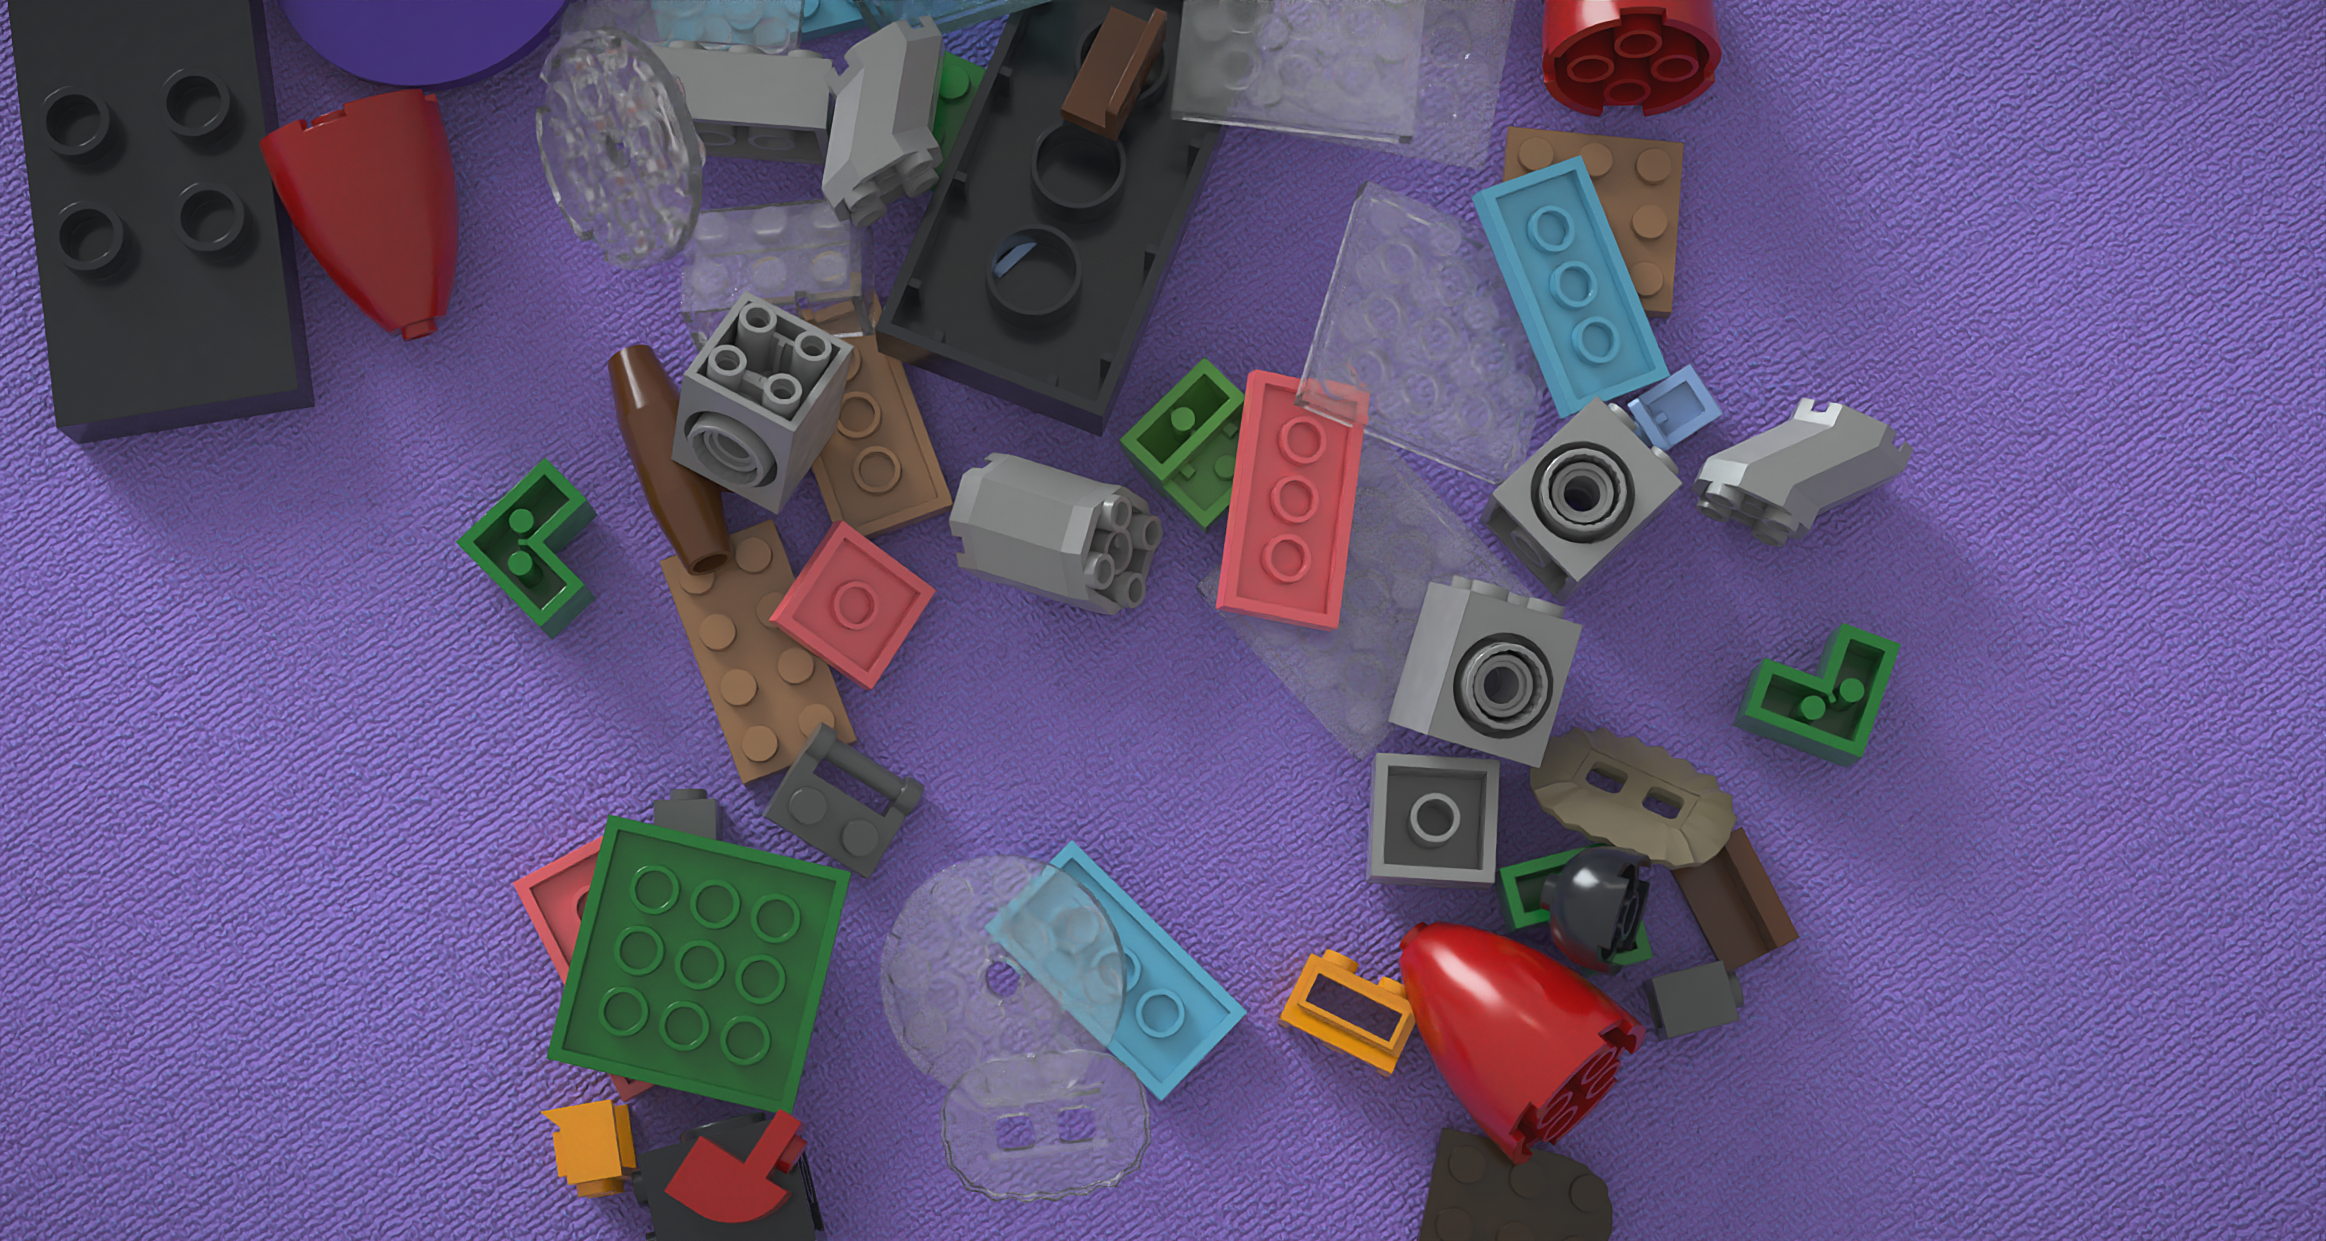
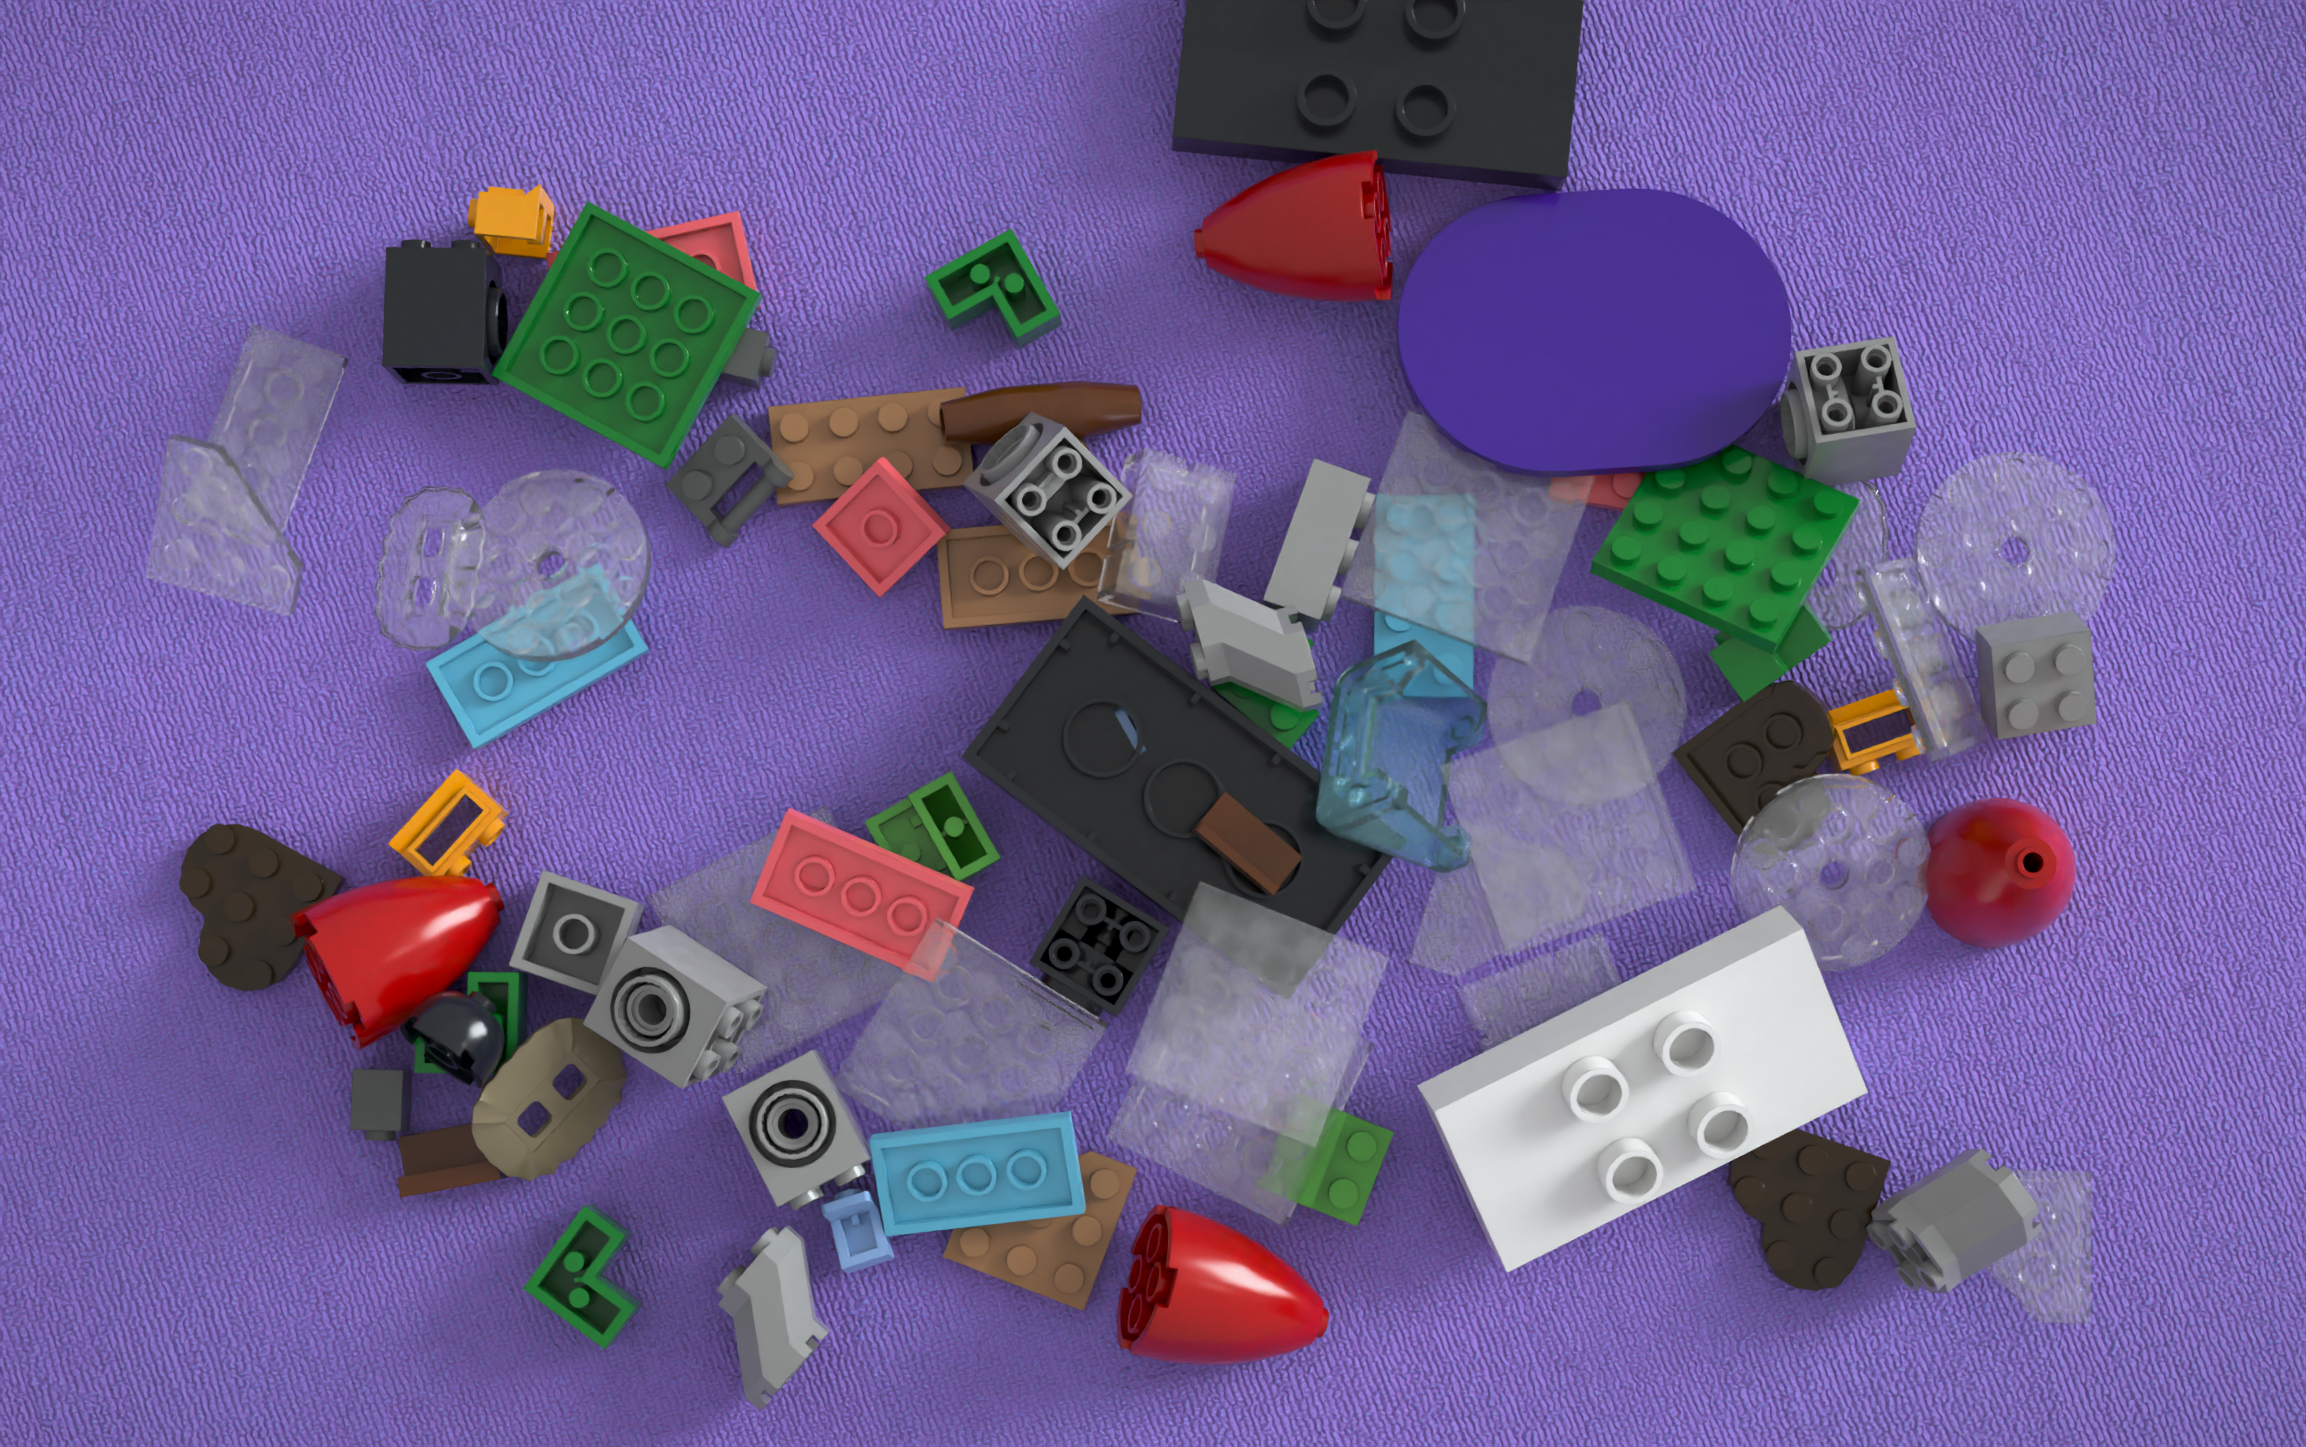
camera: 105 degrees right, 5 degrees up
(633, 200) = (1332, 423): clear plate -> none
(735, 1190) = (432, 310): red brick -> none
(1055, 534) = (891, 700): light grey brick -> none
(1277, 217) = (1098, 949): none -> black brick

